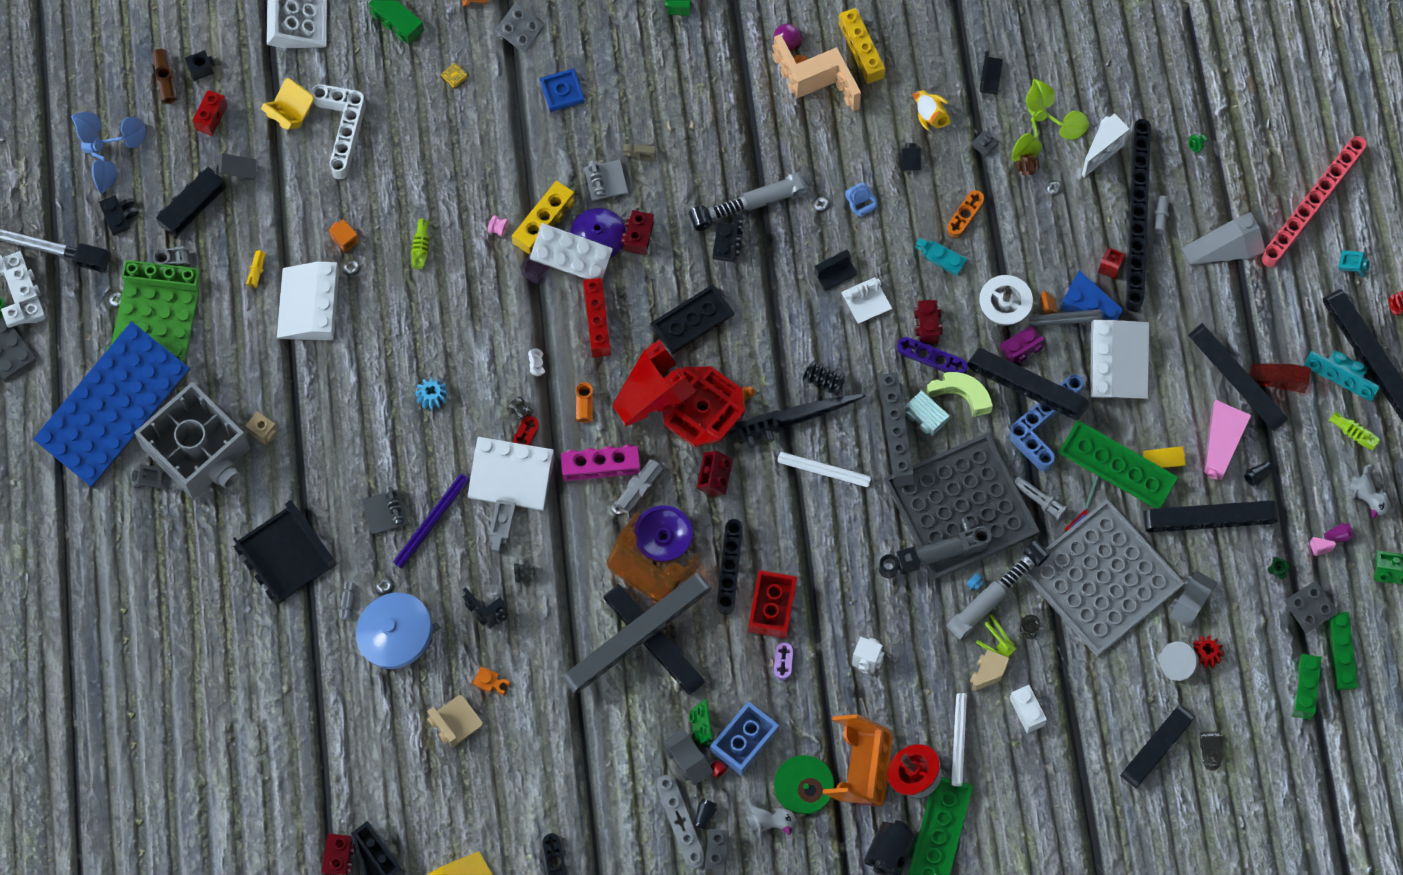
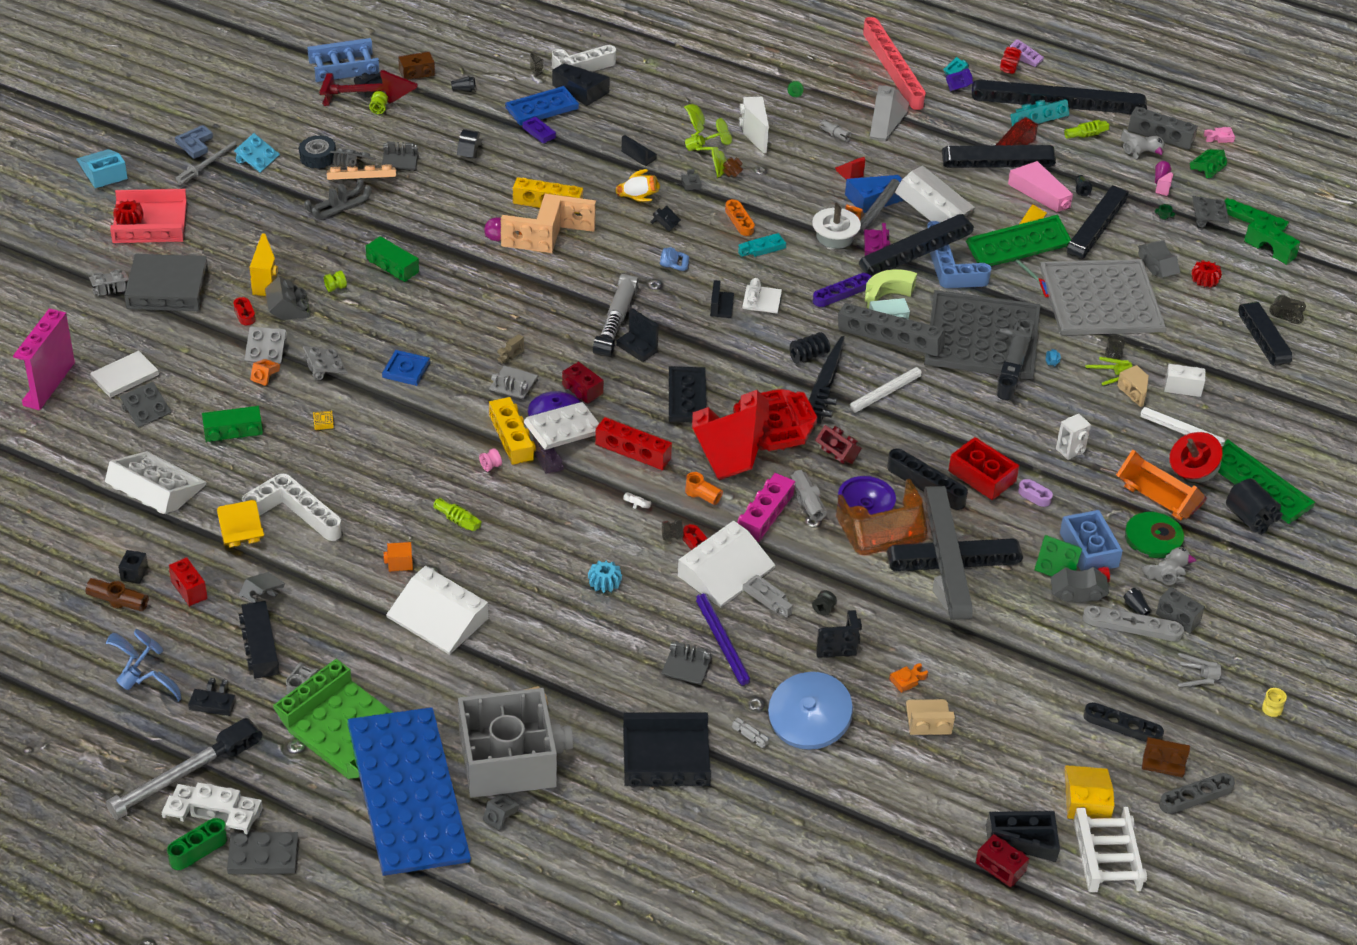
camera: 60 degrees left, 25 degrees down
(256, 269) = (370, 630): yellow axle -> none
(928, 324) = (813, 273): dark red brick -> none
(965, 621) = (1083, 377): piece -> none
(1047, 502) = (1017, 291): light grey pin -> none
(1135, 222) = (827, 139): black beam -> none
(1179, 661) = (1204, 288): light grey tile -> none
(1334, 274) = (959, 80): none -> dark purple bracket

